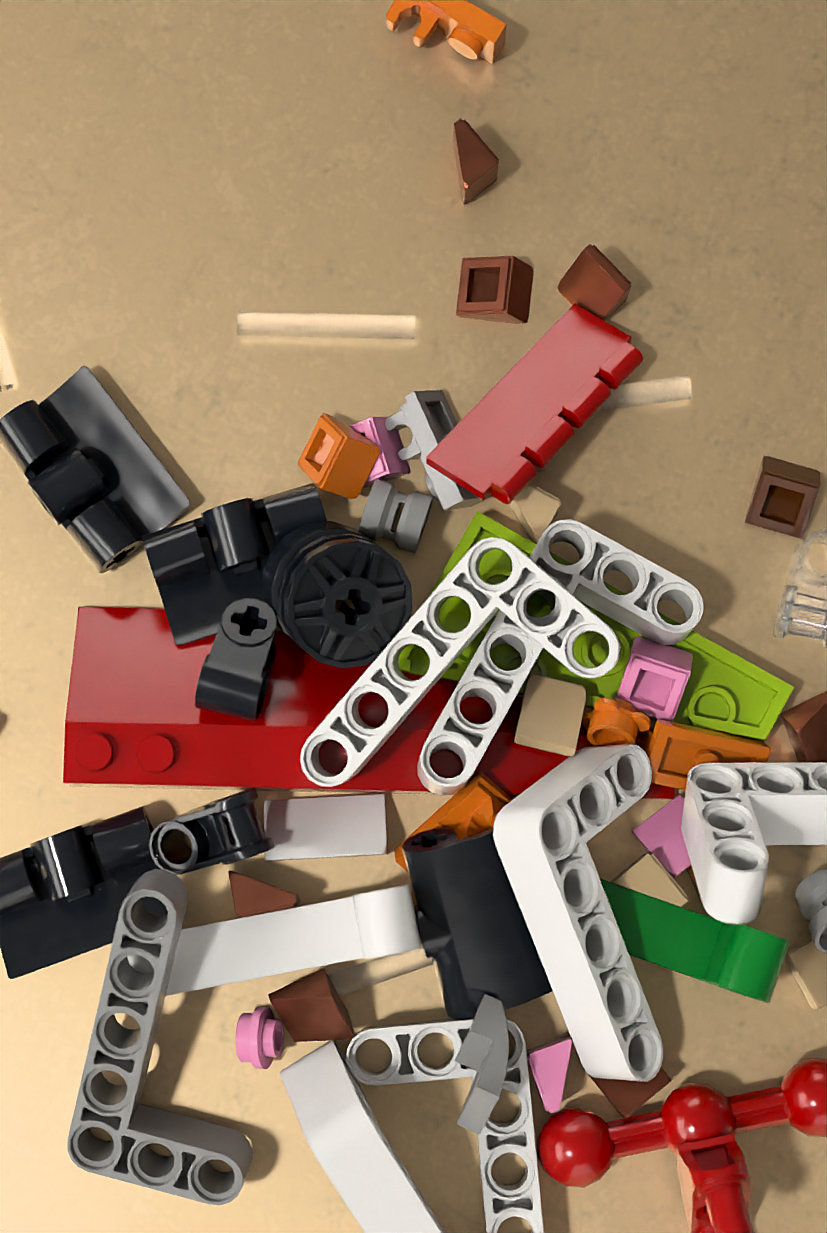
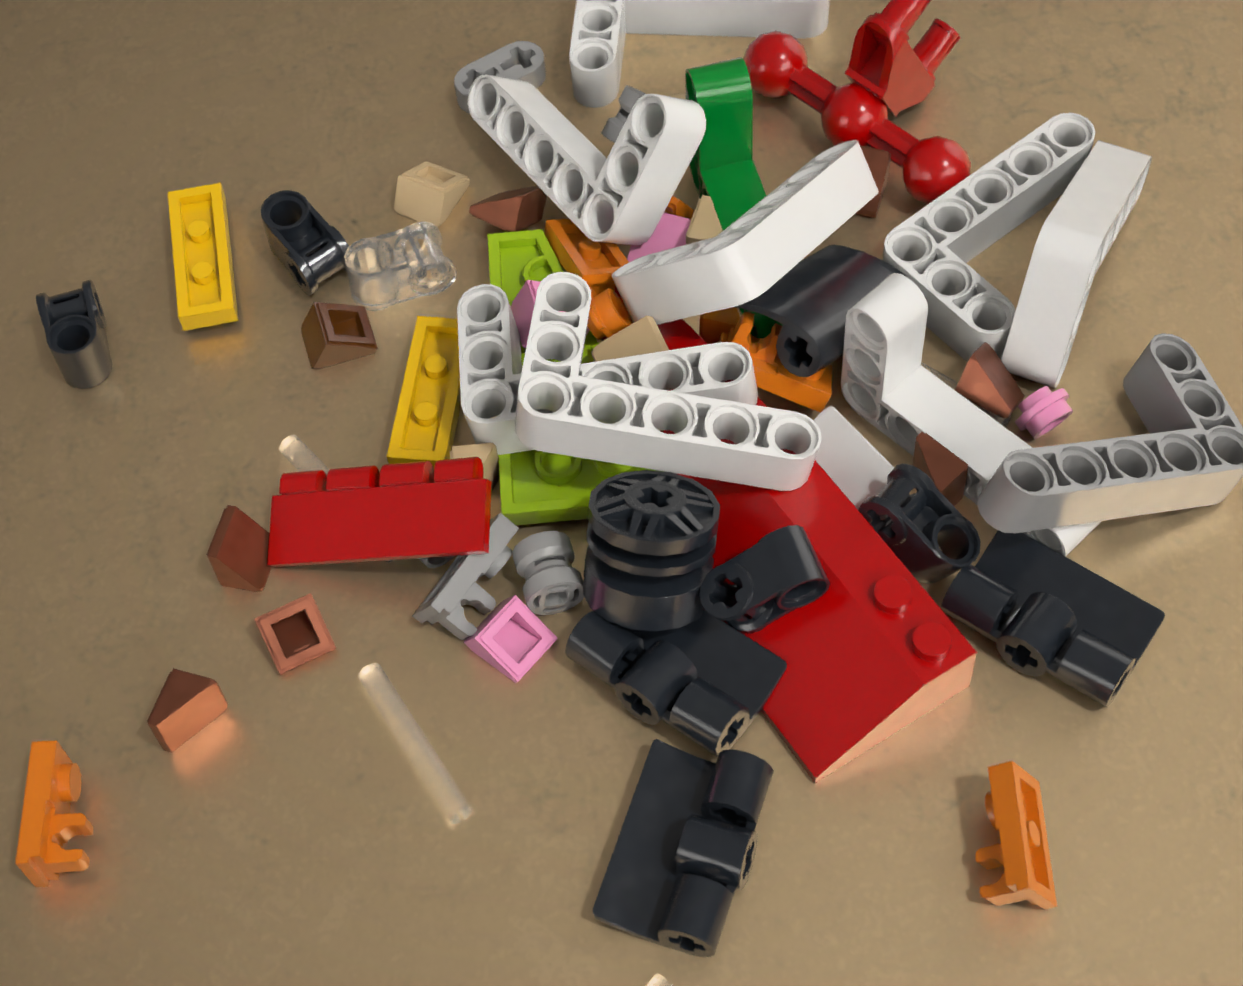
camera: 120 degrees left, 25 degrees down
(338, 457) = (529, 649): orange slope -> none
(487, 1053) = (933, 222): light grey slope -> none
(549, 1070) = (890, 211): bright pink slope -> none
(647, 526) = (429, 394): none -> yellow plate

